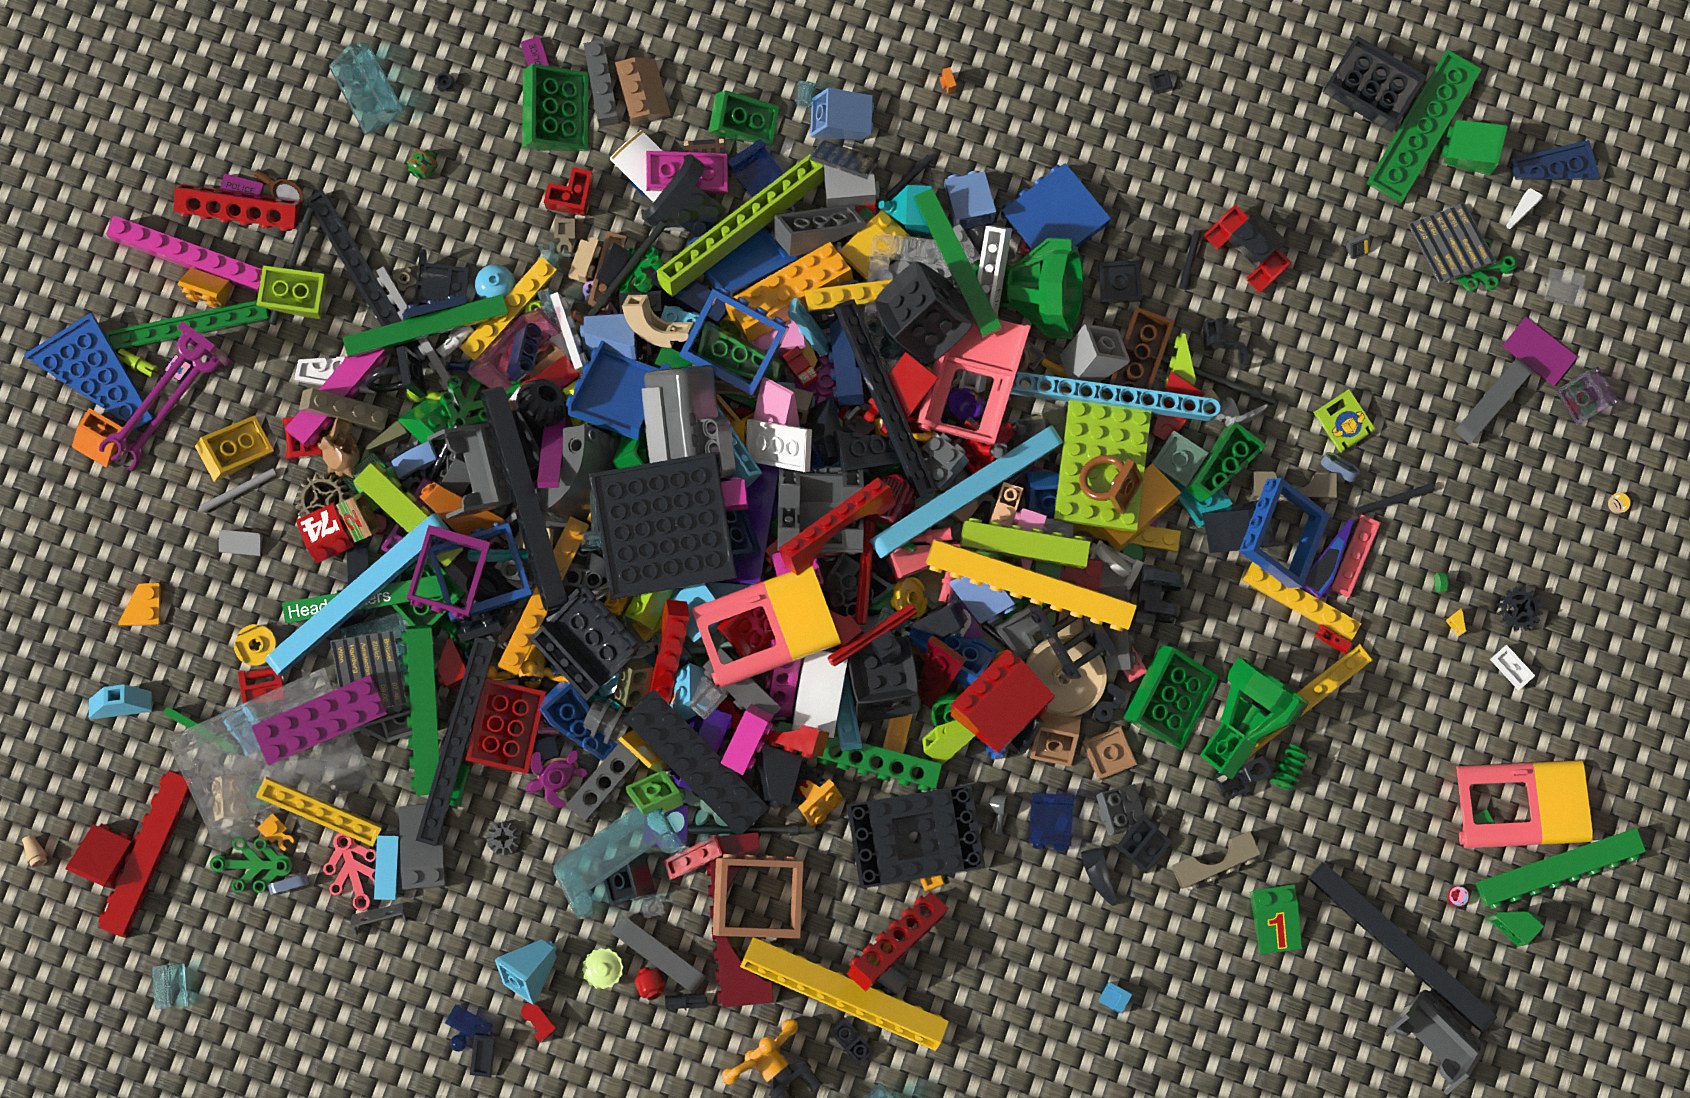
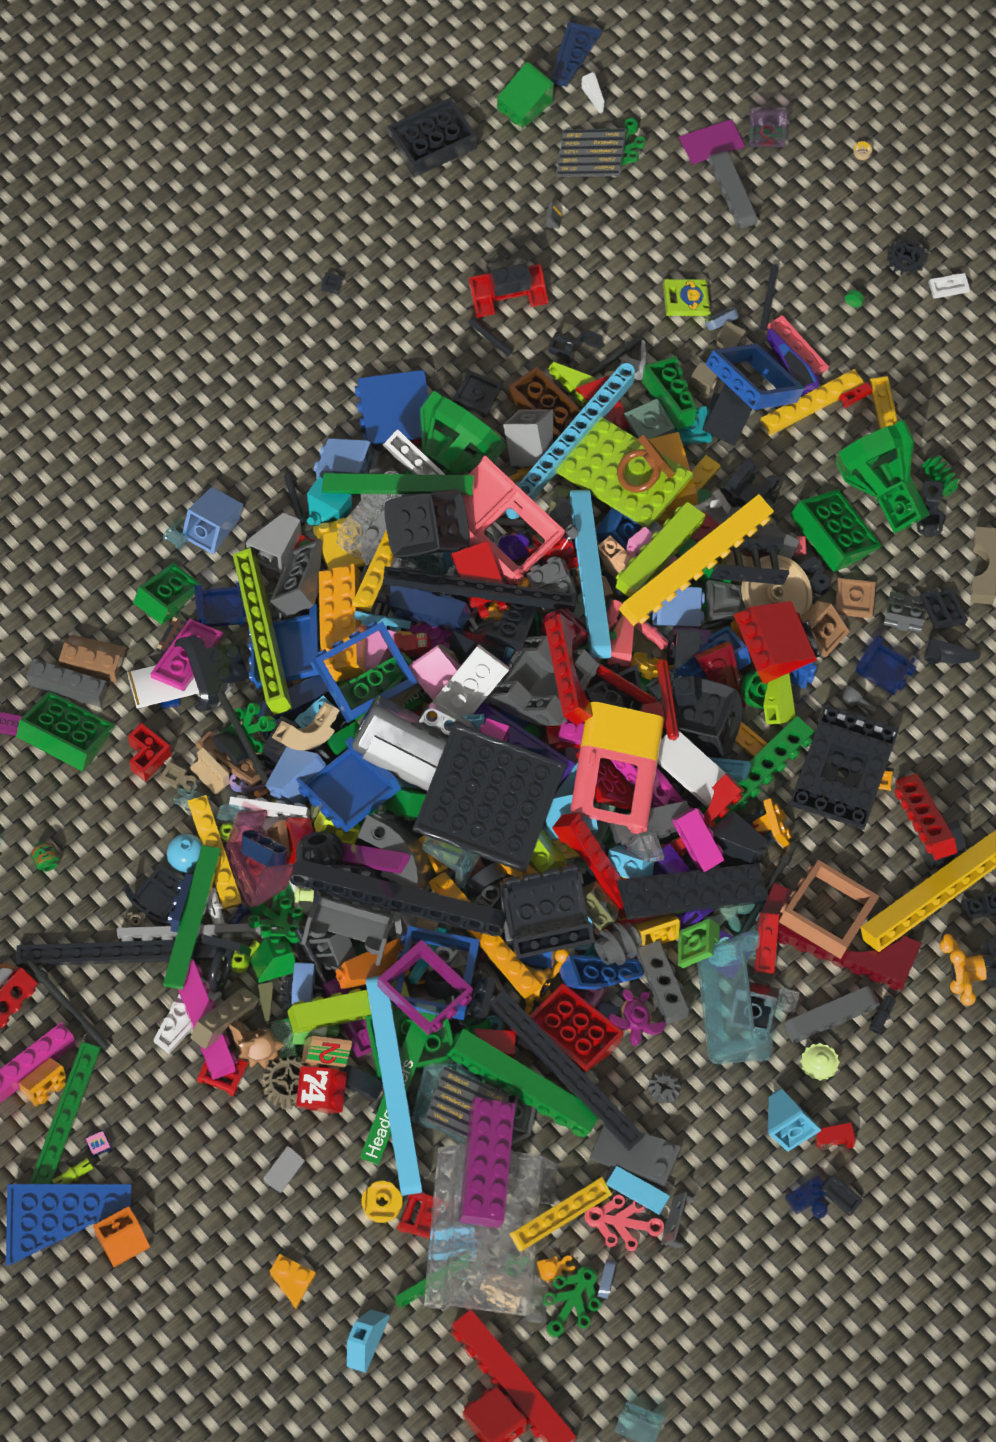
camera: 60 degrees left, 15 degrees down
(202, 347) = (105, 1098): magenta piece -> none
(233, 448) = (198, 1132): yellow slope -> none
(238, 490) = (236, 1149): light grey bar -> none
(292, 291) = (93, 1010): lime slope -> none
(649, 983) = (852, 1032): red head -> none
(844, 159) = (254, 529): piece -> none
(947, 80) = (233, 428): orange plate -> none
(1423, 126) = (492, 131): green plate -> none
(1457, 623) = (892, 303): yellow slope -> none
(1564, 287) = (672, 99): clear piece -> none

